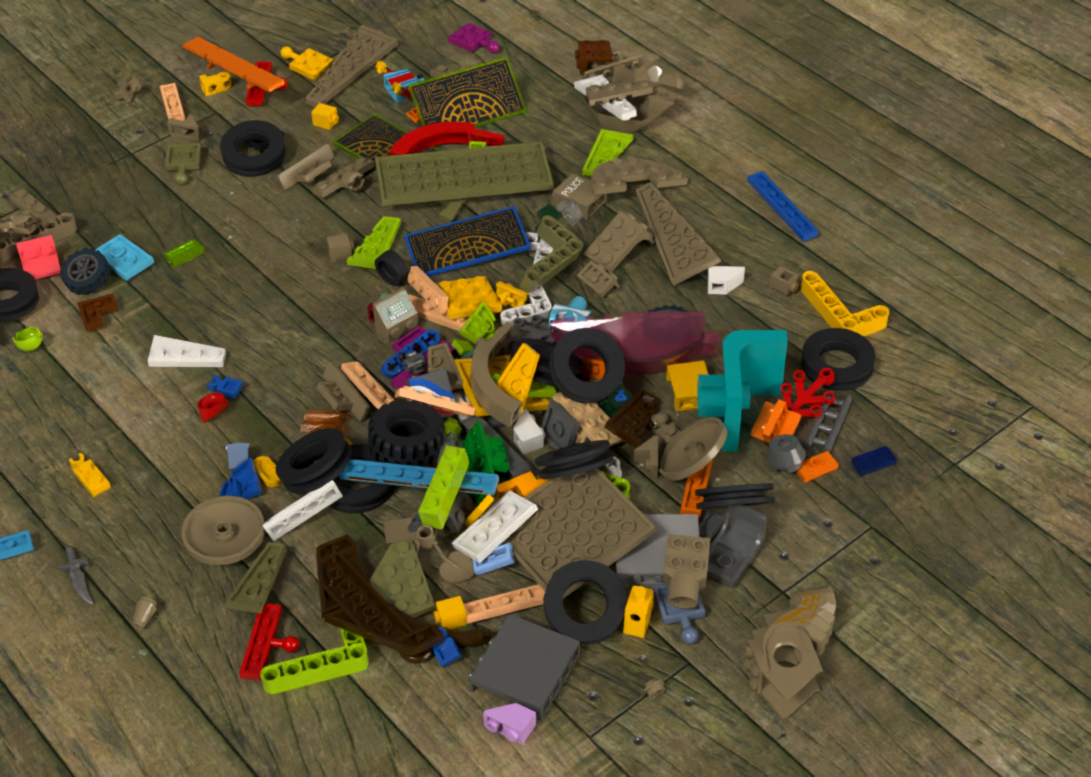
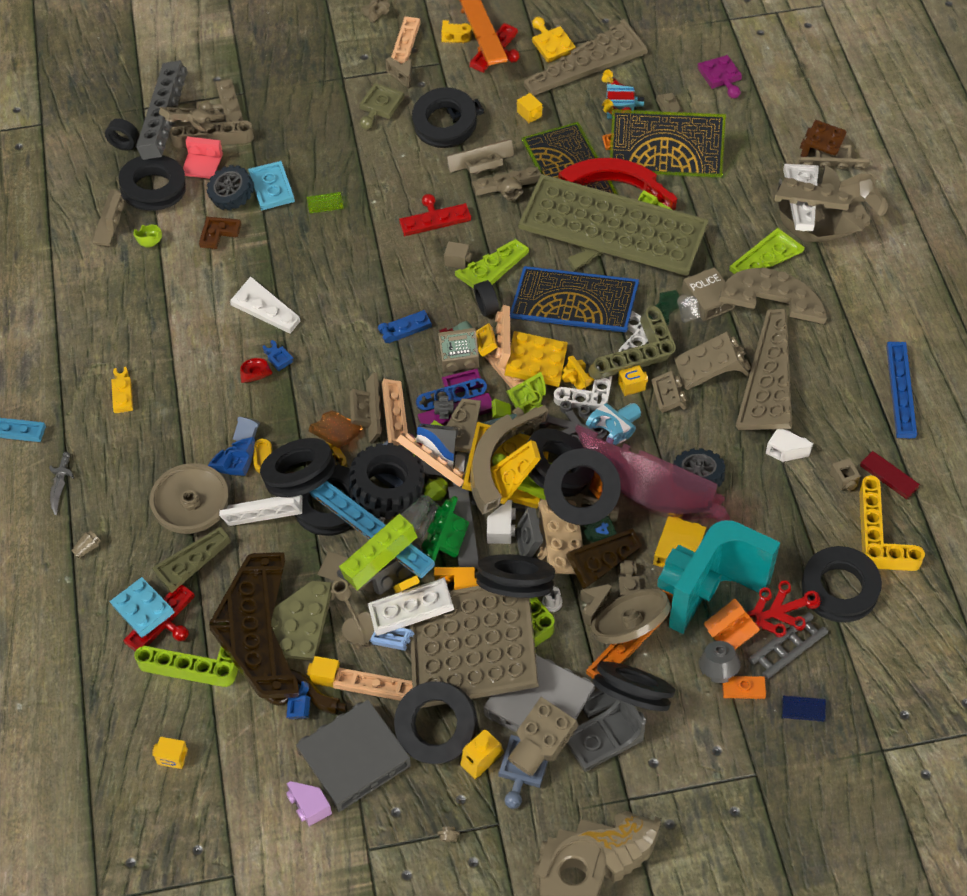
camera: 30 degrees right, 10 degrees up
(238, 638) = (142, 607): none -> medium azure plate
(296, 229) = (434, 218): none -> red plate
(329, 319) = (405, 326): none -> blue plate
(351, 744) = (170, 752): none -> yellow brick
(418, 297) = (486, 340): none -> yellow tile
(561, 282) = (632, 380): none -> yellow brick
(824, 269) = (889, 475): none -> dark red tile

